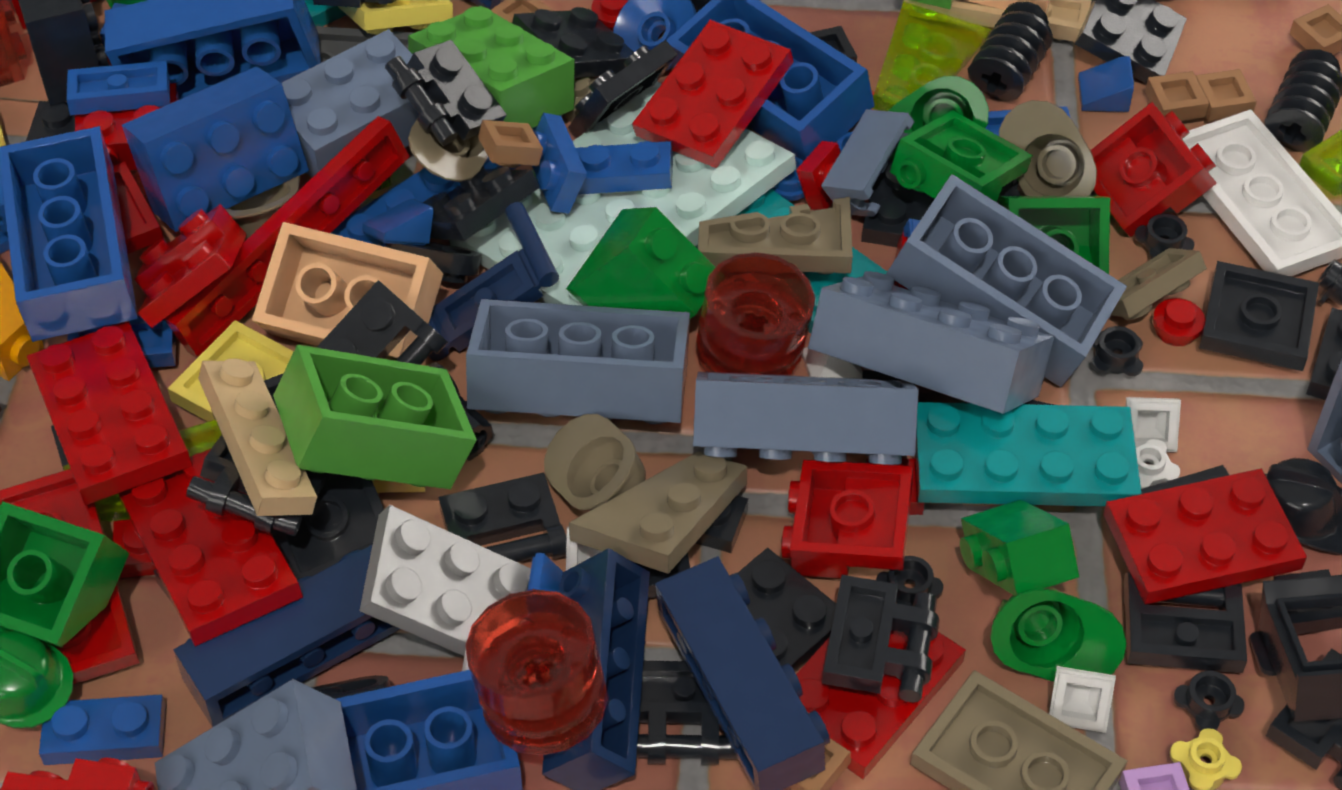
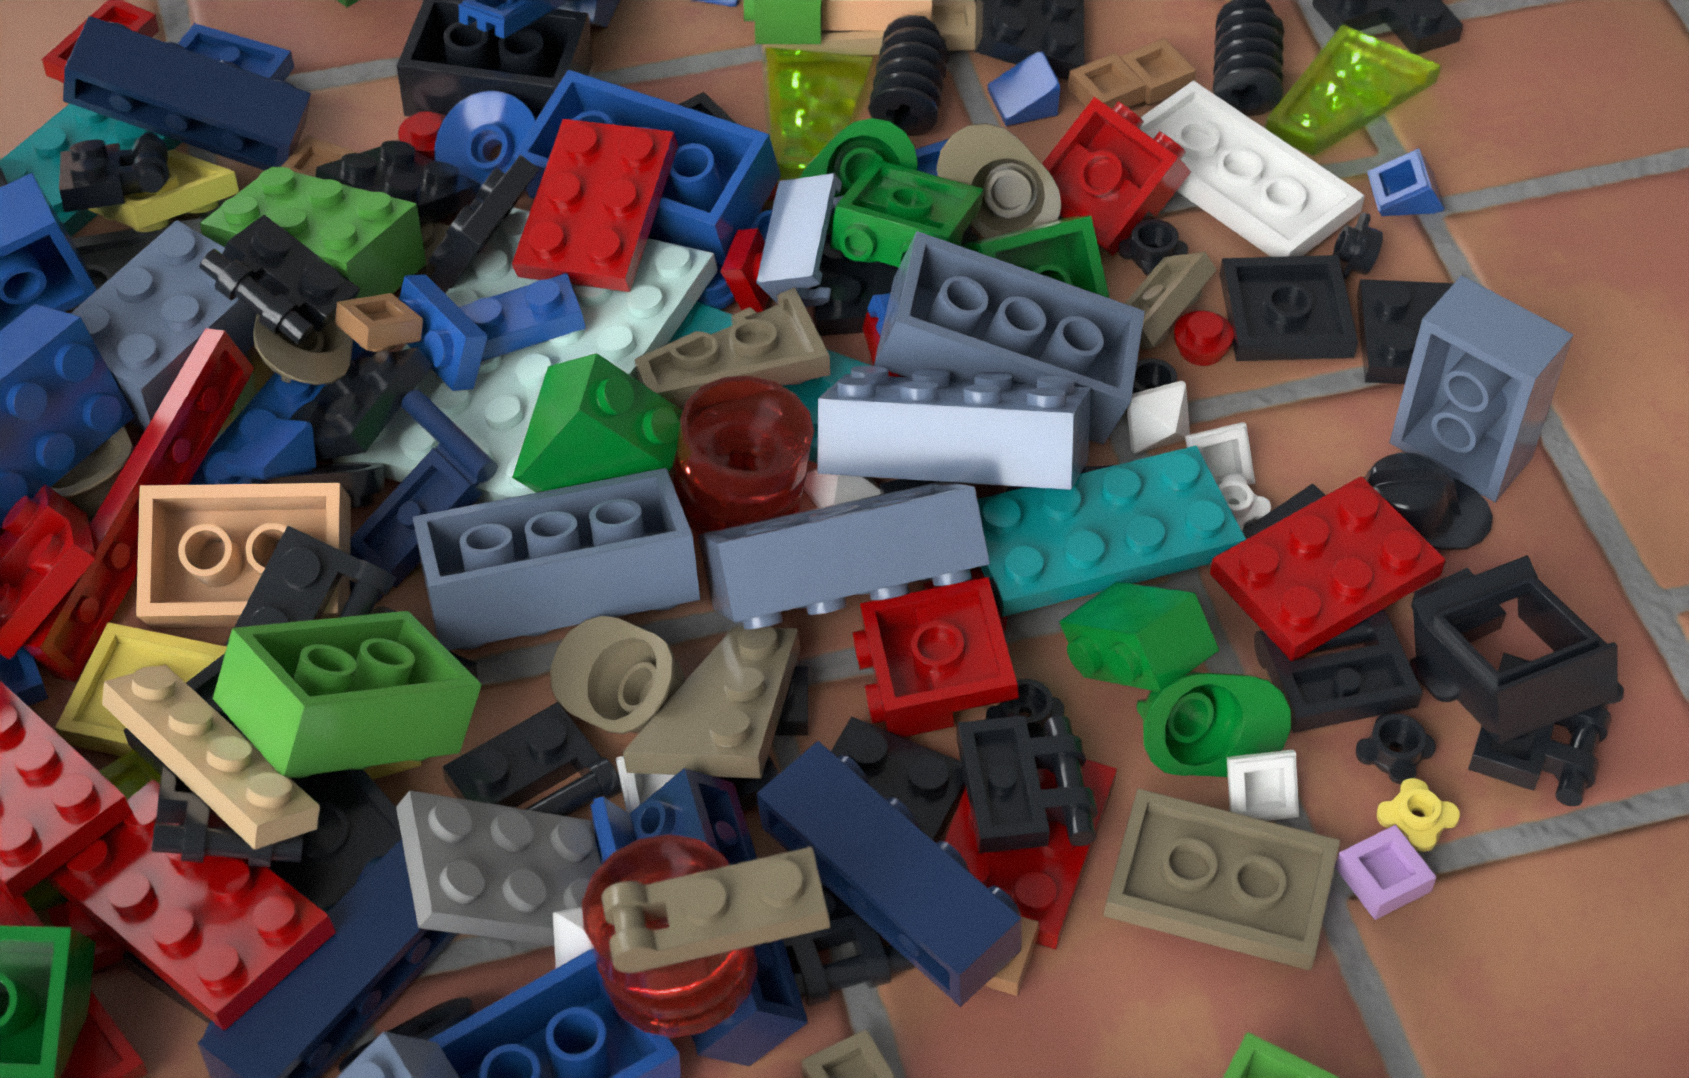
camera: 20 degrees left, 0 degrees up
(566, 660) = (715, 910): none -> dark tan plate
(1111, 376) = (1158, 417): none -> white slope

